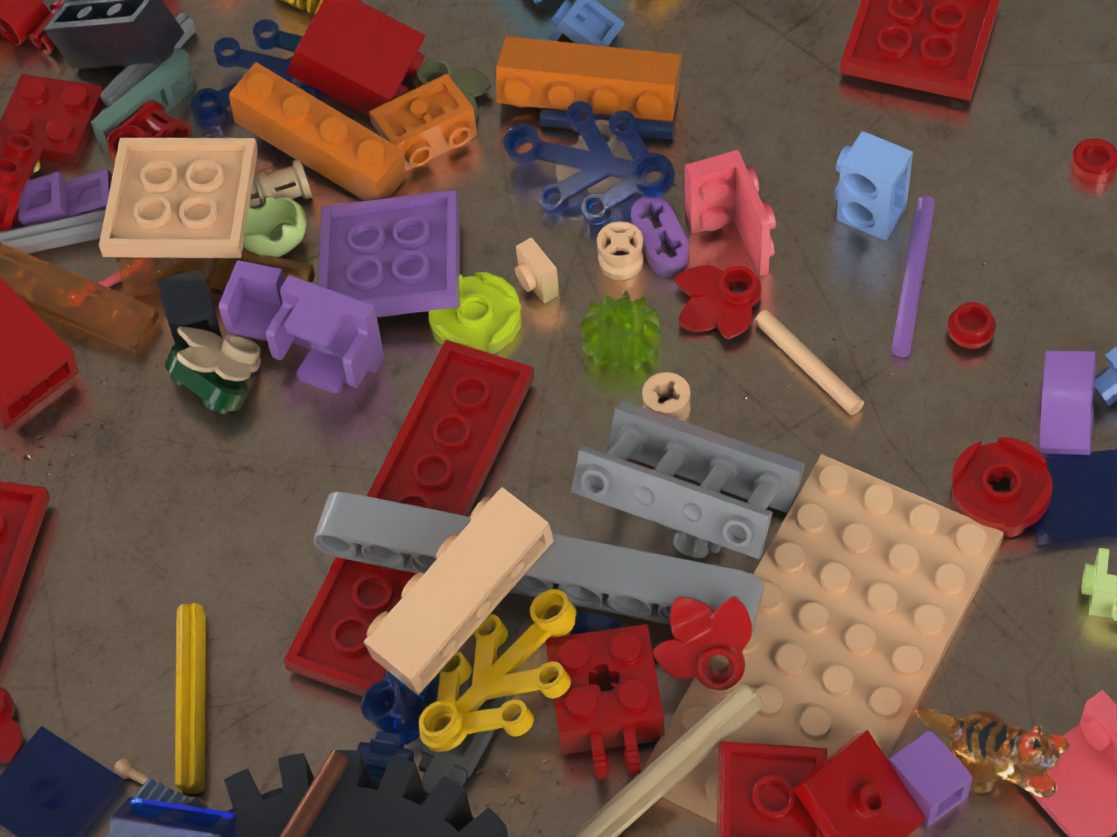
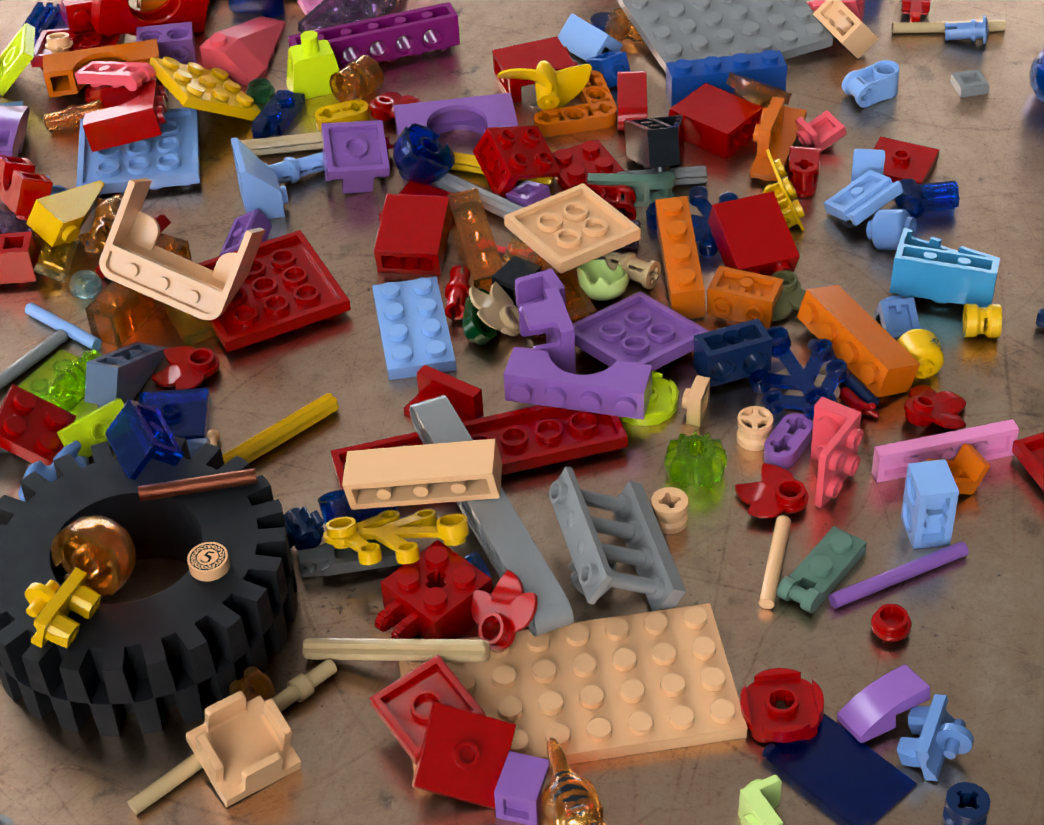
camera: 50 degrees right, 15 degrees down
(138, 373) = (457, 291): none -> red pin
(146, 454) = (413, 327): none -> light blue plate
(295, 499) = (463, 396): none -> red panel
(383, 390) = (617, 391): none -> medium lavender arch
(507, 193) = (732, 352): none -> dark blue brick
(650, 34) = (925, 349): none -> yellow head
(671, 145) = (858, 404): none -> red bar
(728, 88) = (929, 406): none -> red plate
(803, 112) = (990, 440): none -> bright pink plate
(836, 126) = (967, 469): none -> orange bracket
(854, 330) = (822, 569): none -> sand green plate

